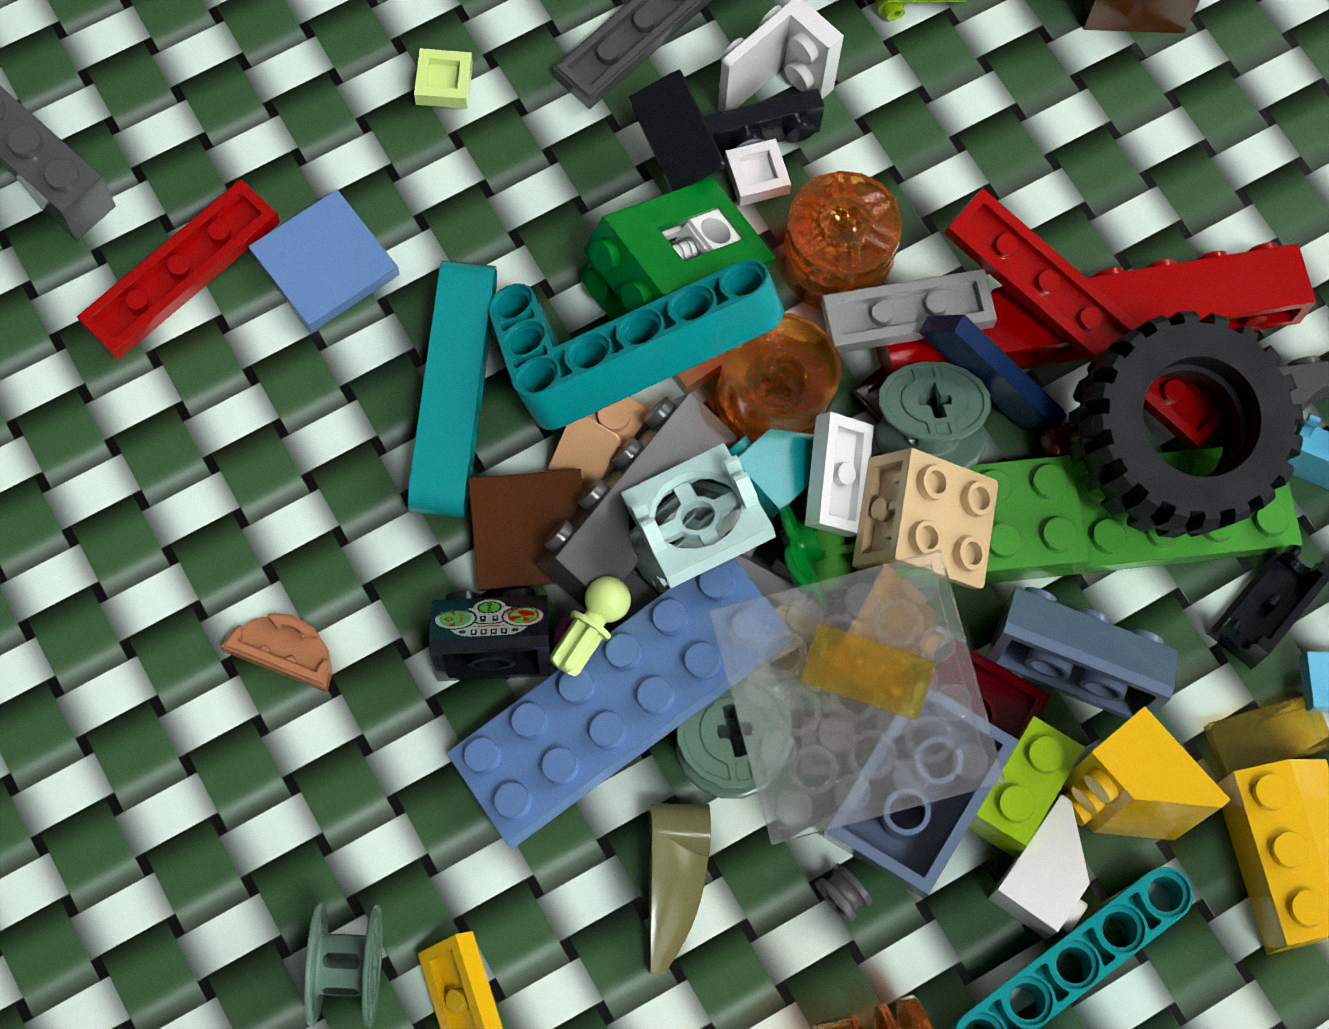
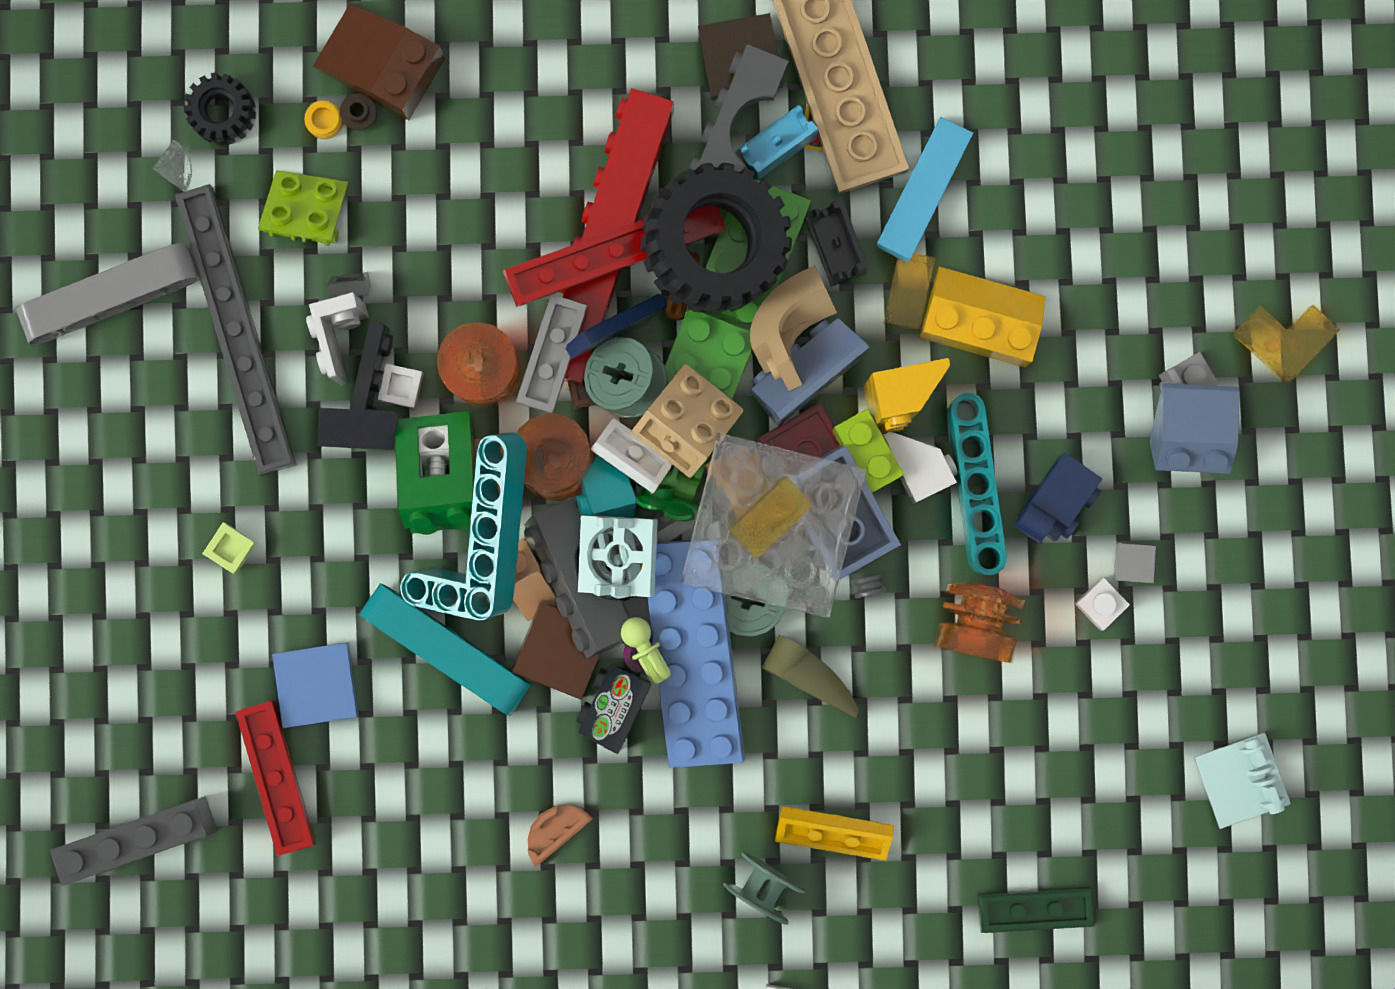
camera: 55 degrees left, 15 degrees up
(852, 60) = (345, 284): none -> dark grey plate
(1134, 584) = (783, 318): none -> tan arch

